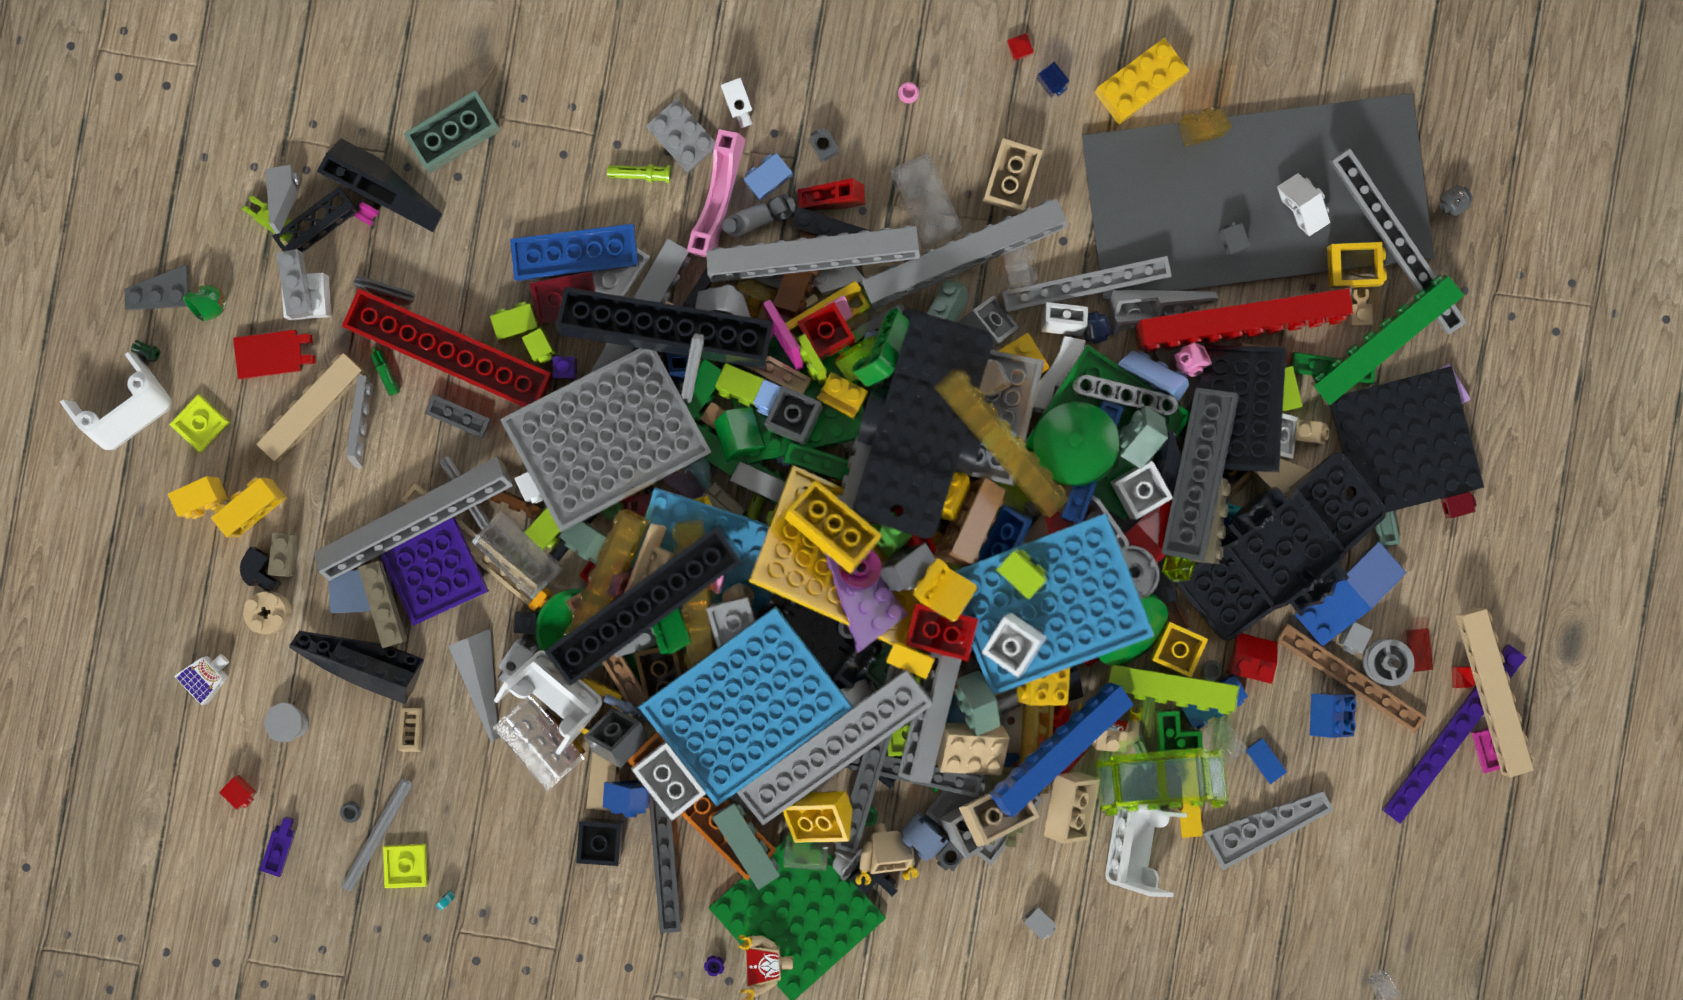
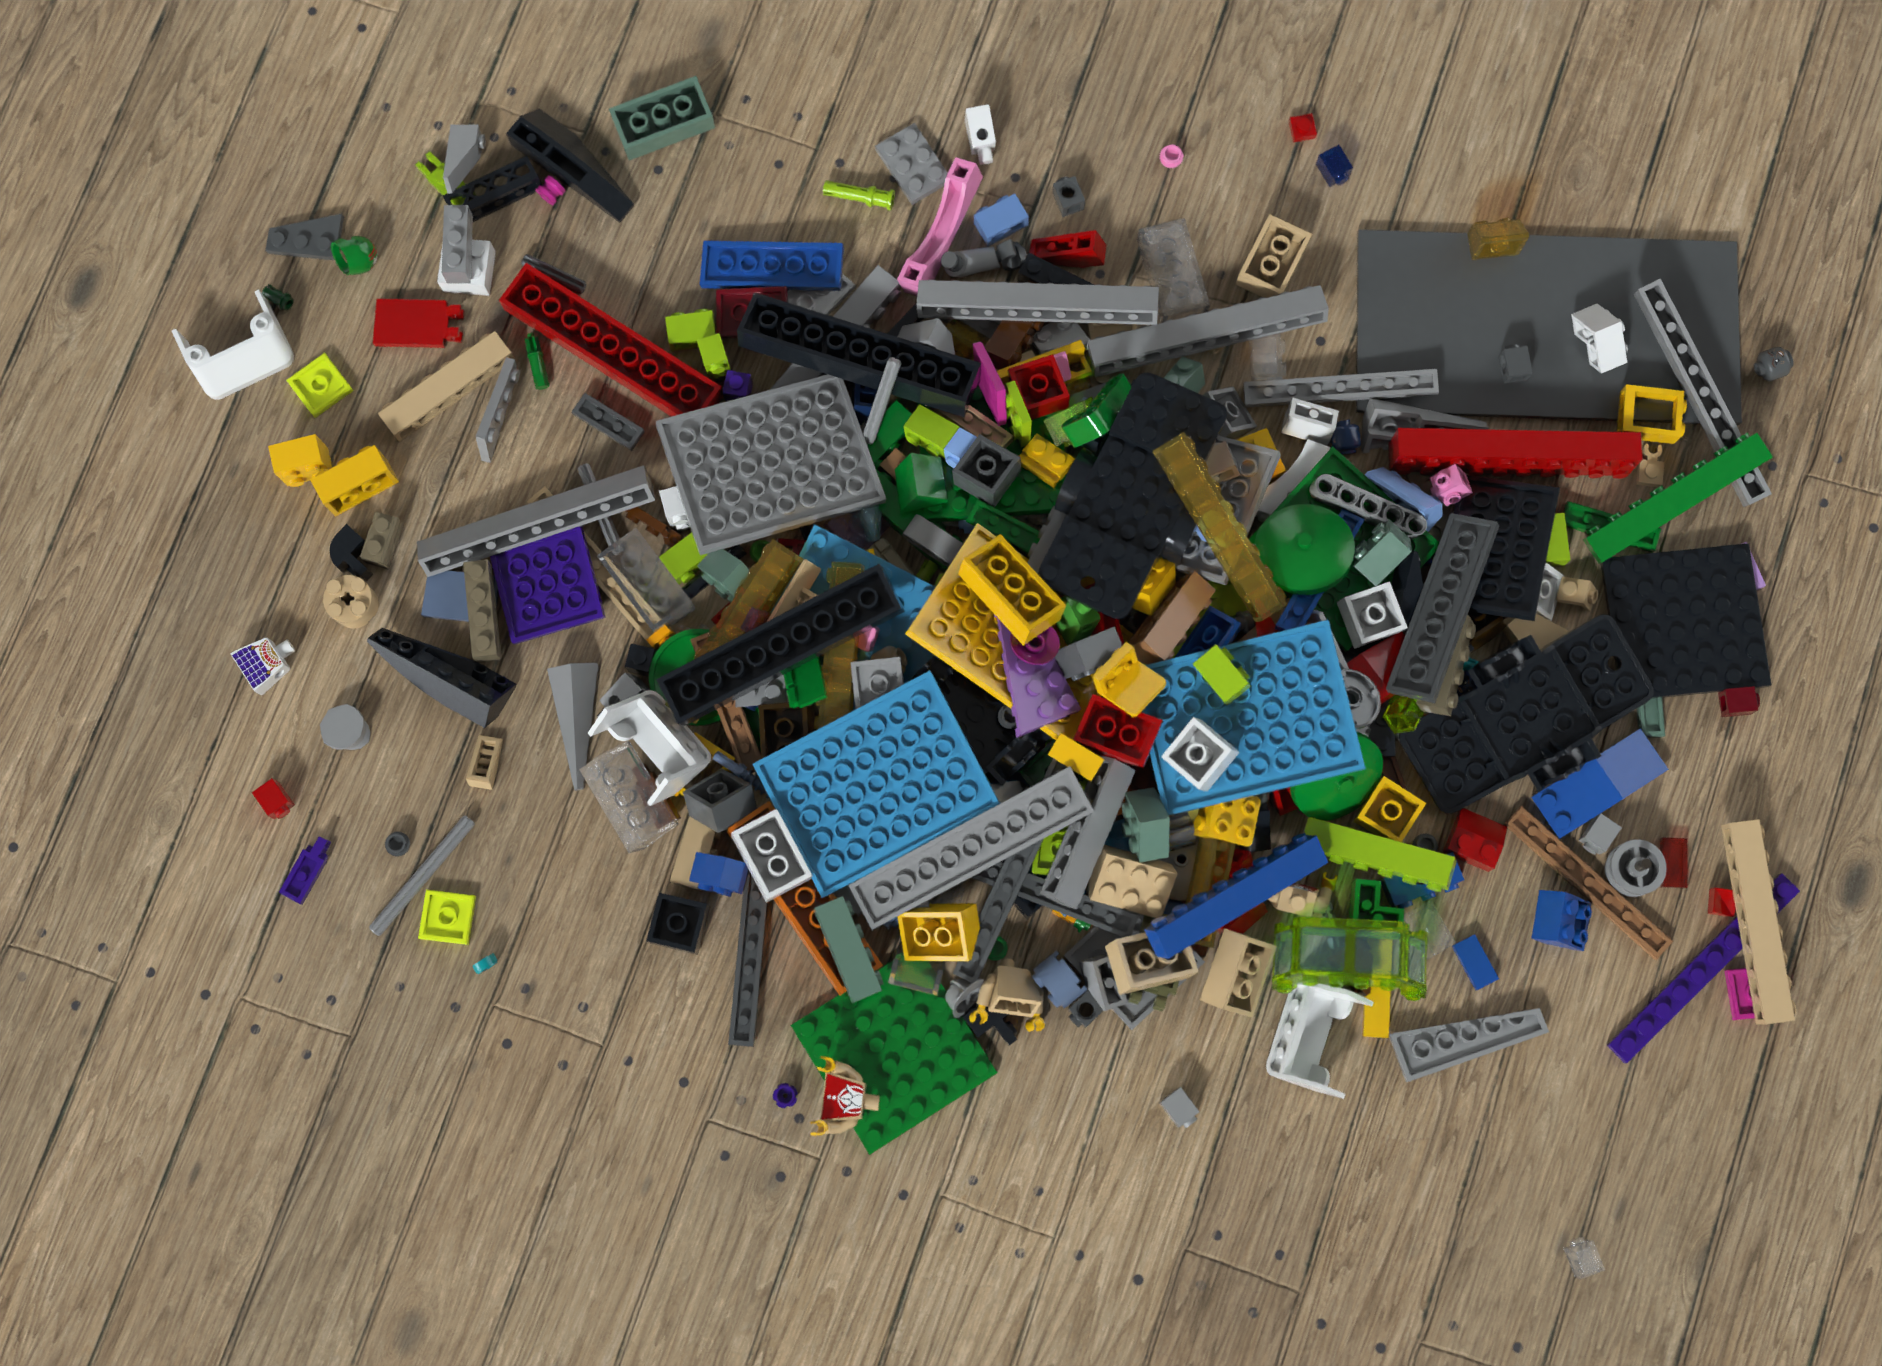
camera: 15 degrees right, 10 degrees down
(1141, 81) = (1433, 182): yellow brick -> none

